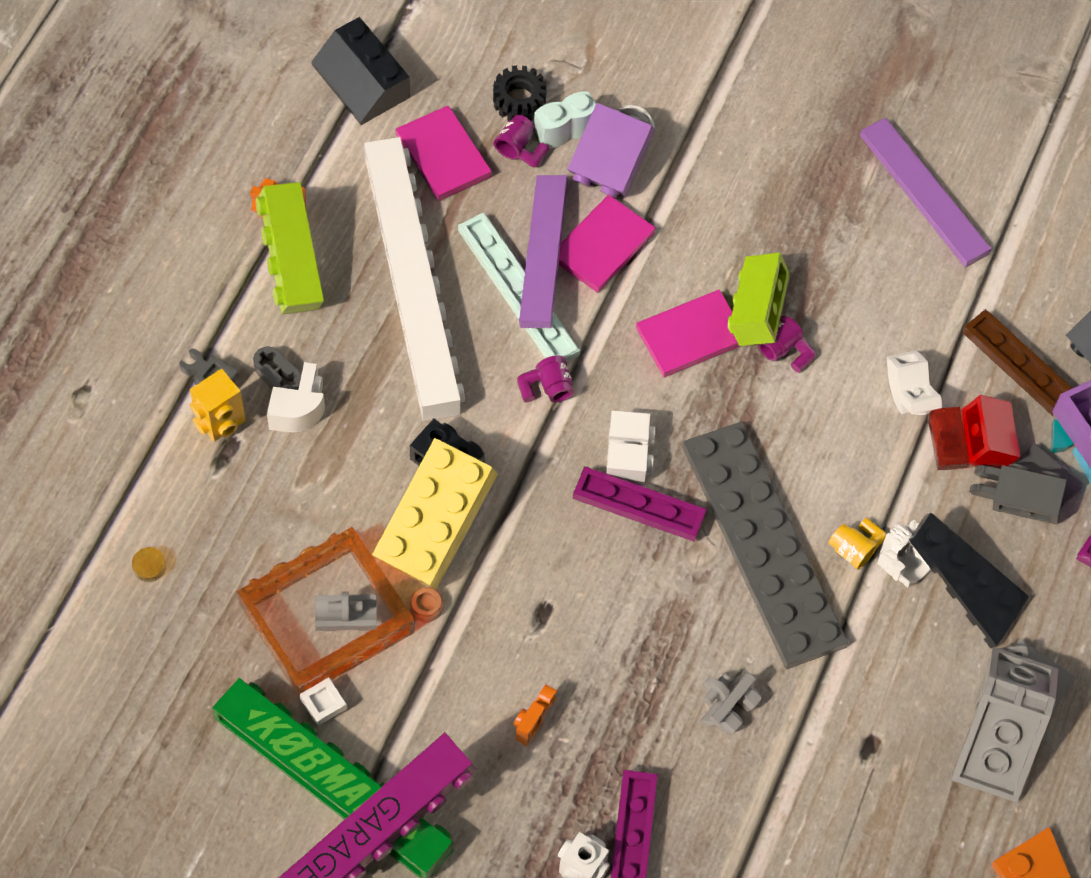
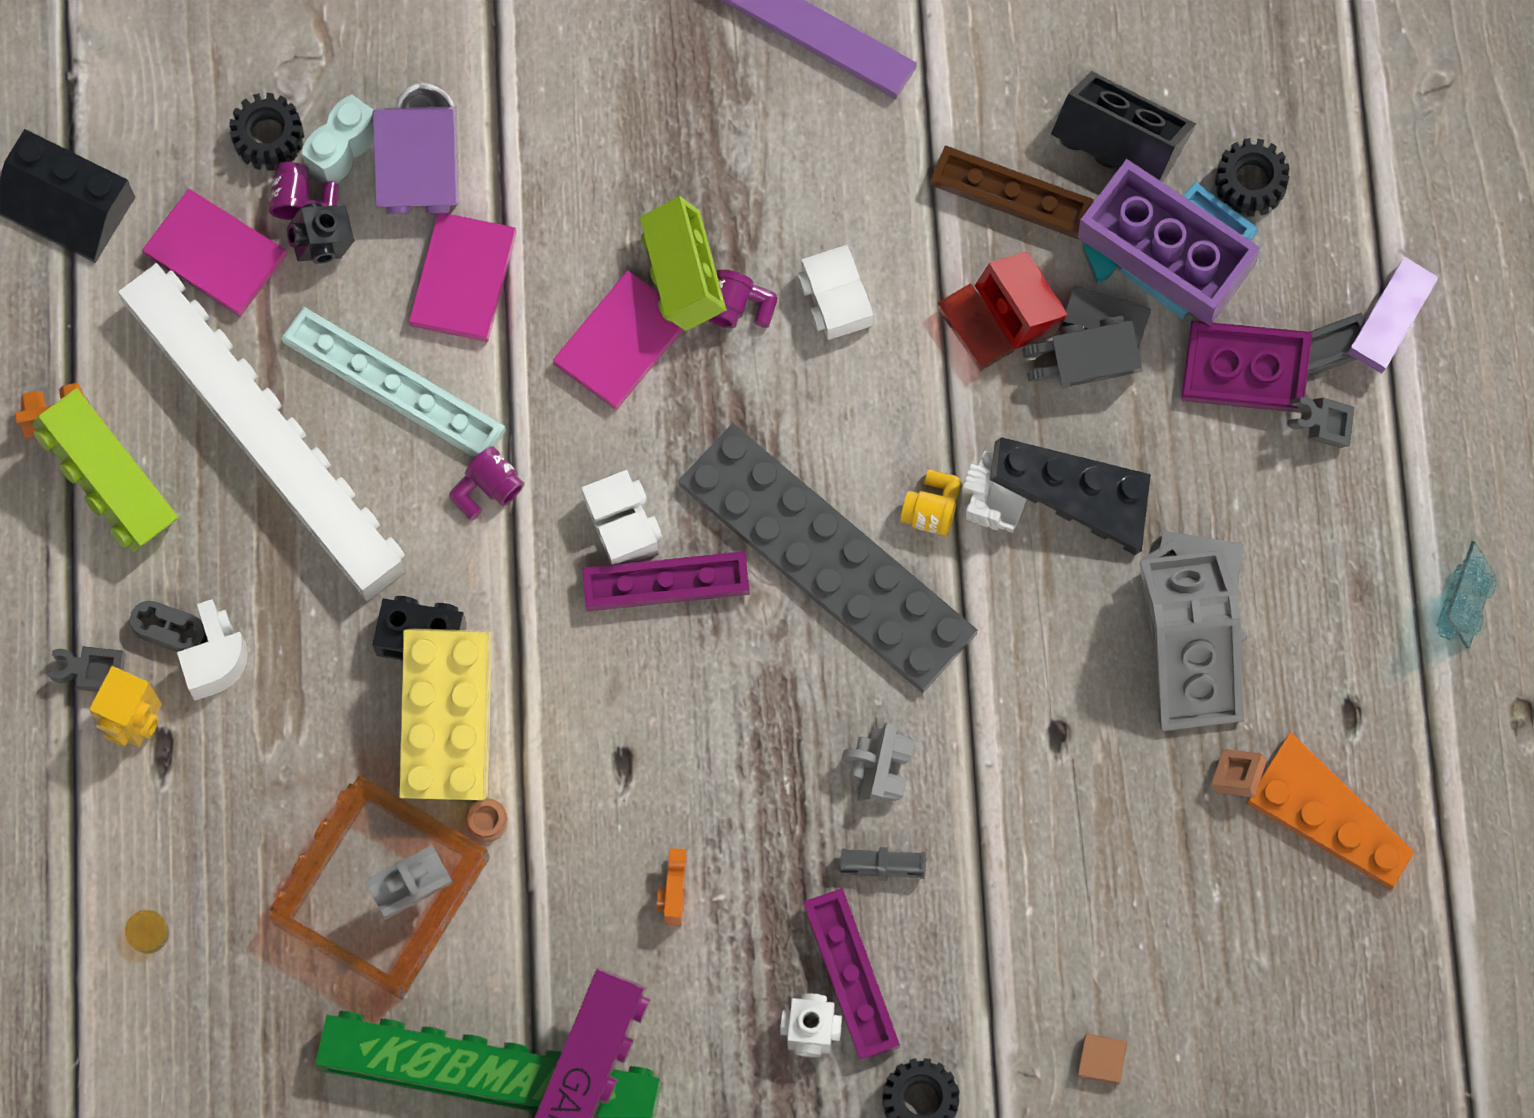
camera: 20 degrees left, 10 degrees up
(323, 701) = (432, 991): white plate -> none
(520, 169) = (320, 233): none -> black brick
(543, 252) = (401, 325): medium lavender tile -> none
(696, 772) = (883, 863): none -> dark grey pin
(859, 369) = (836, 292): none -> white brick
(910, 384) = (904, 284): white brick -> none
(995, 837) = (1238, 773): none -> nougat plate

